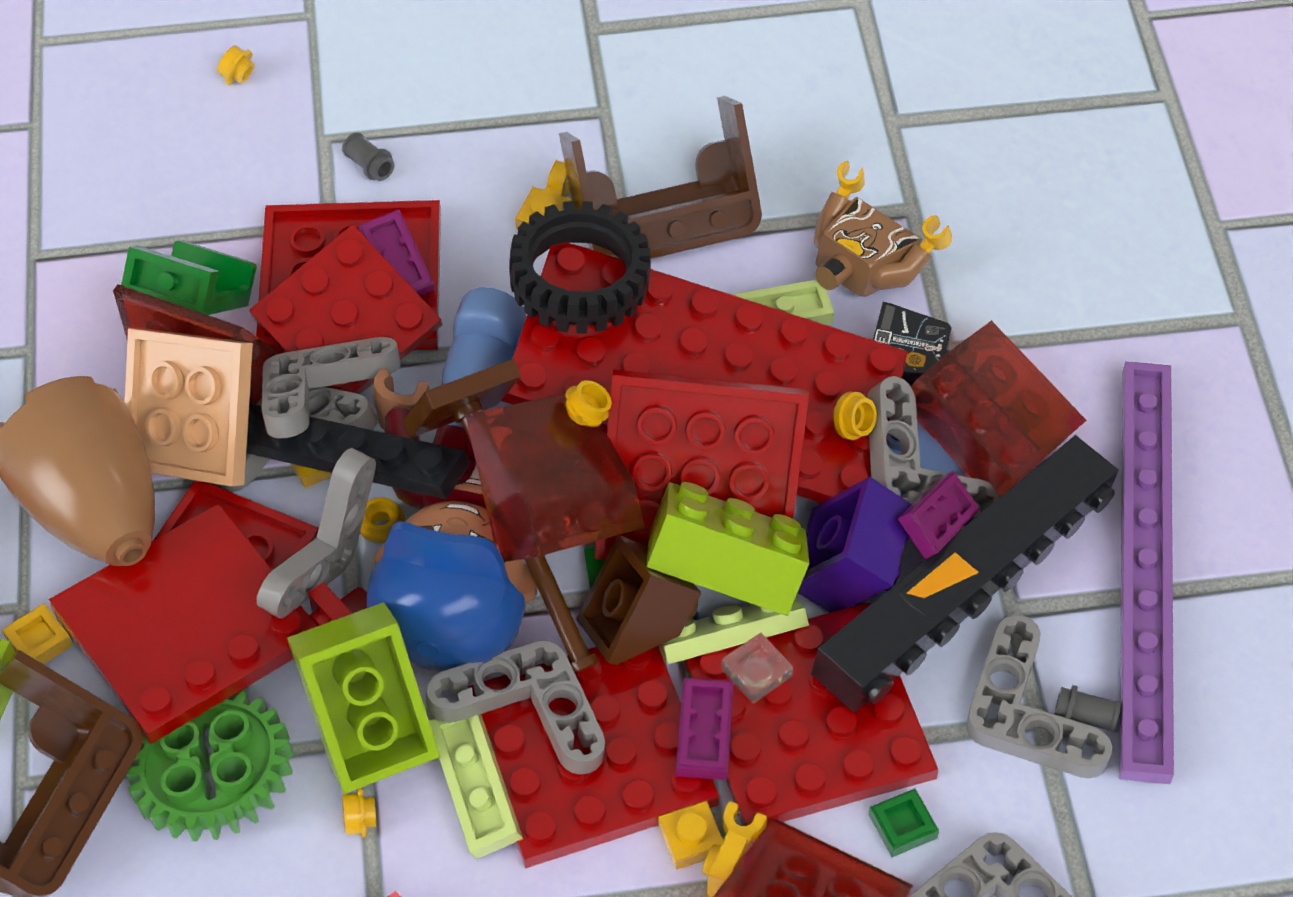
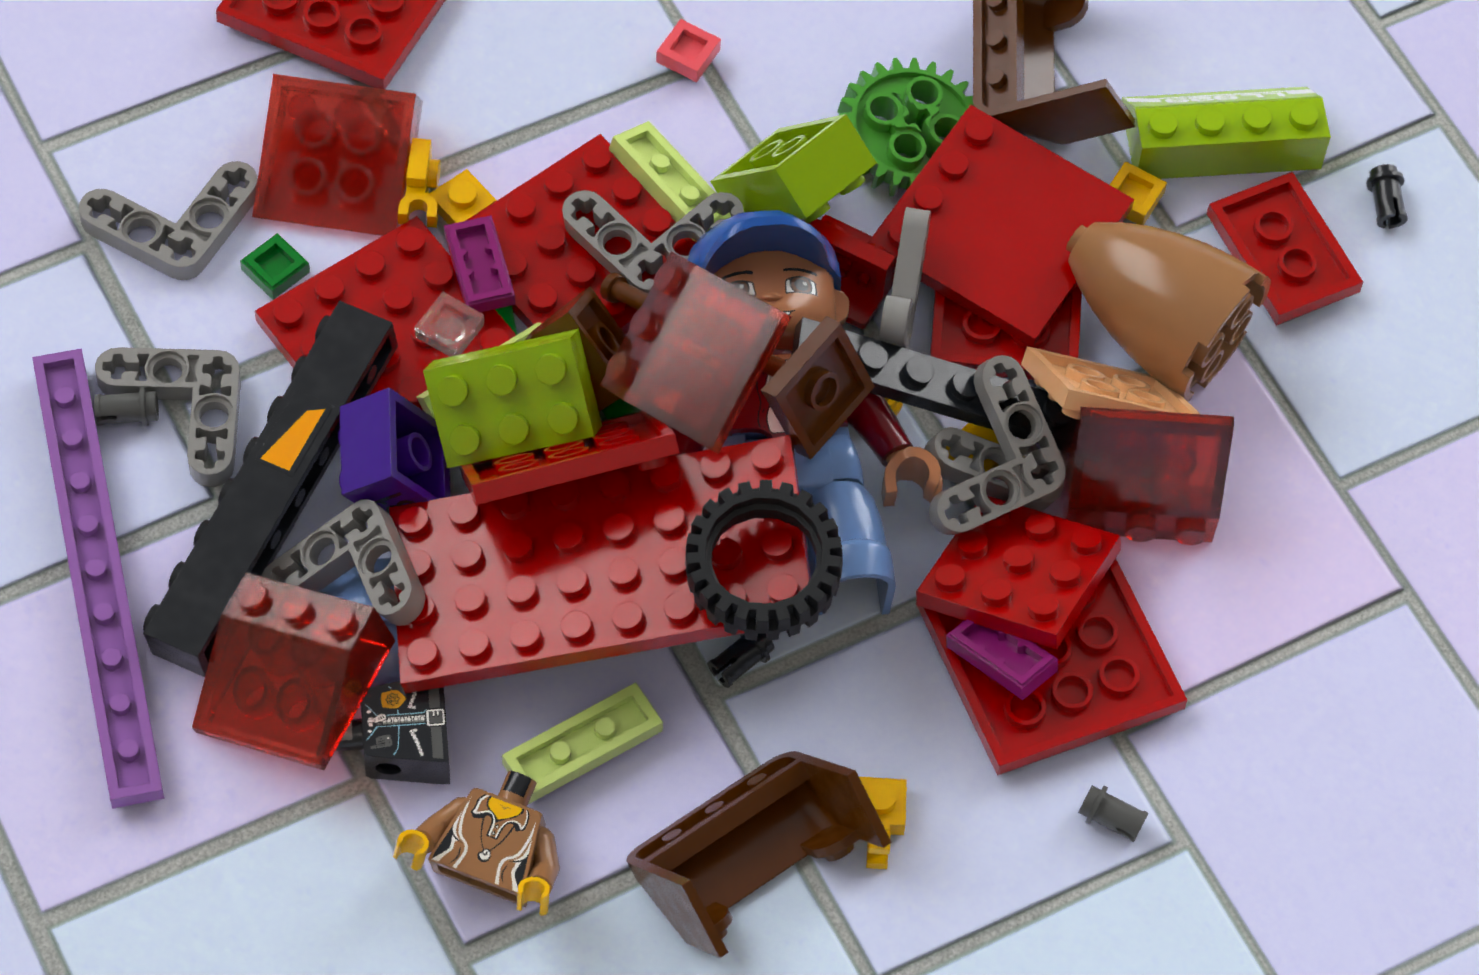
camera: 155 degrees right, 5 degrees up
(191, 277) = (1202, 556): green panel -> none
(236, 65) = (1336, 893): yellow plate -> none
(358, 813) = (759, 126): yellow plate -> none
(588, 403) = (680, 411): yellow plate -> none
(854, 415) = (429, 553): yellow plate -> none
(938, 514) = (315, 500): magenta plate -> none

